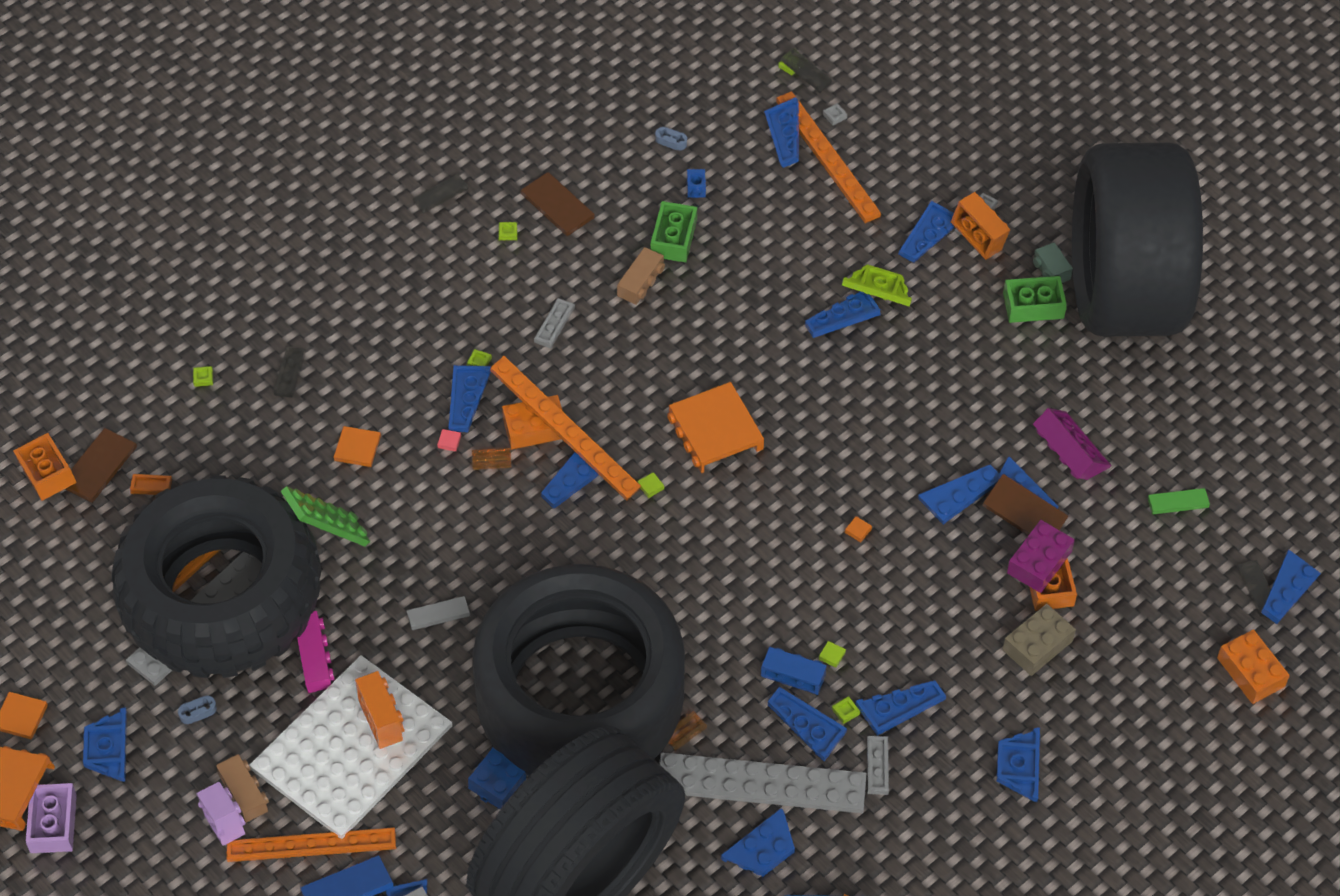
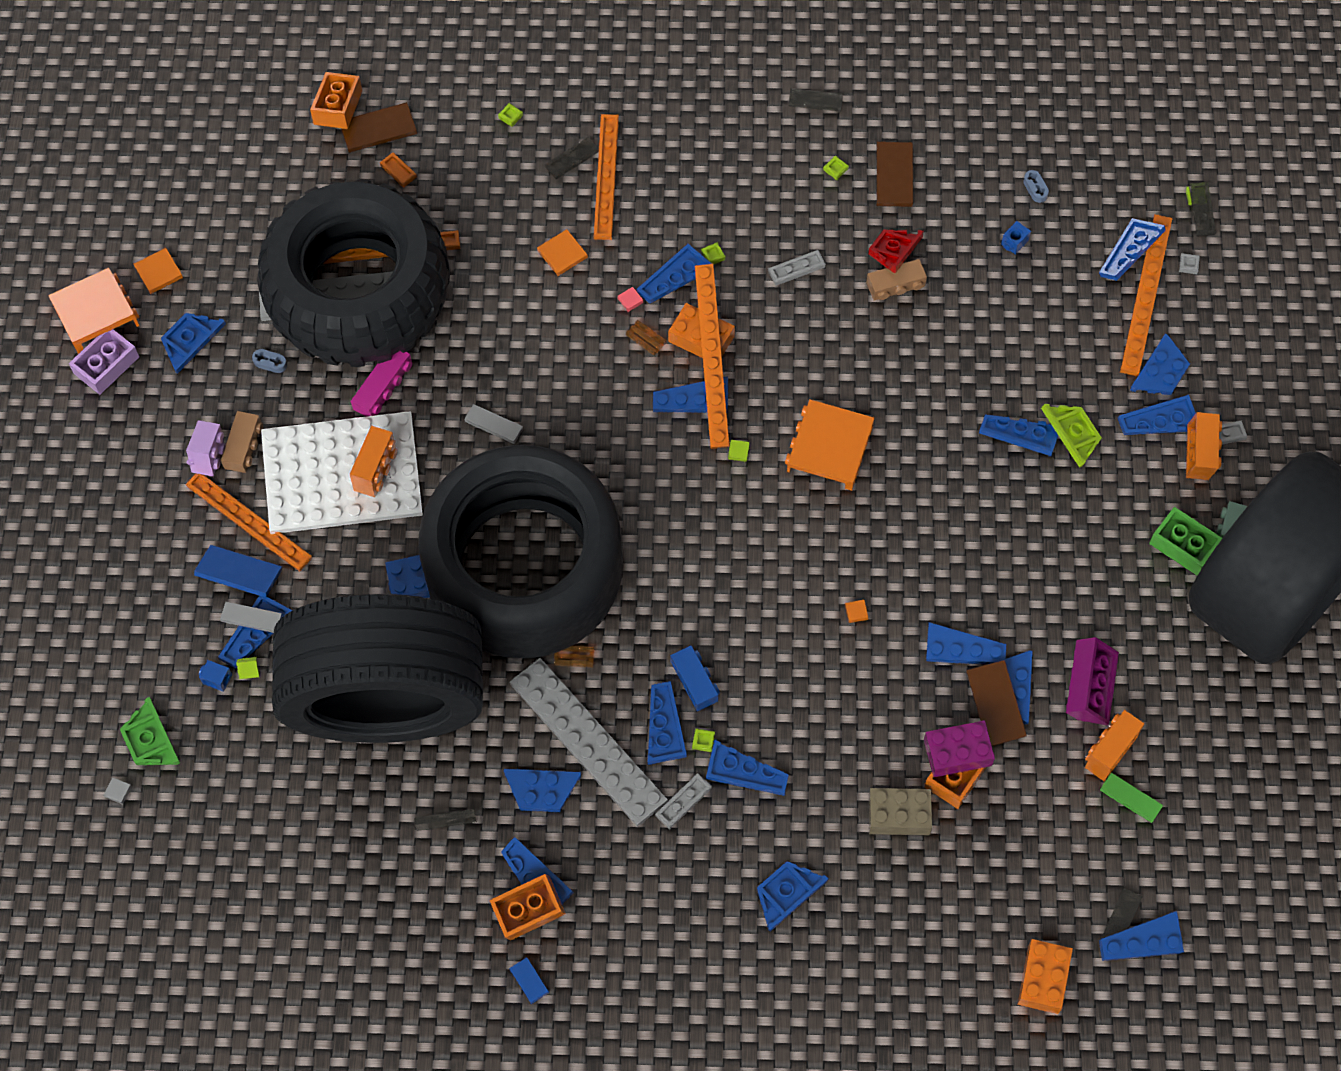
camera: 45 degrees right, 10 degrees up
(326, 516) = (469, 287): bright green plate -> none
(333, 366) = (606, 177): none -> orange tile
(616, 253) = (894, 247): none -> red wing
(674, 231) = (956, 263): bright green brick -> none
(832, 654) = (737, 690): lime tile -> none
(893, 198) = (1162, 369): none -> blue wing
(1134, 472) = (1113, 744): none -> orange brick

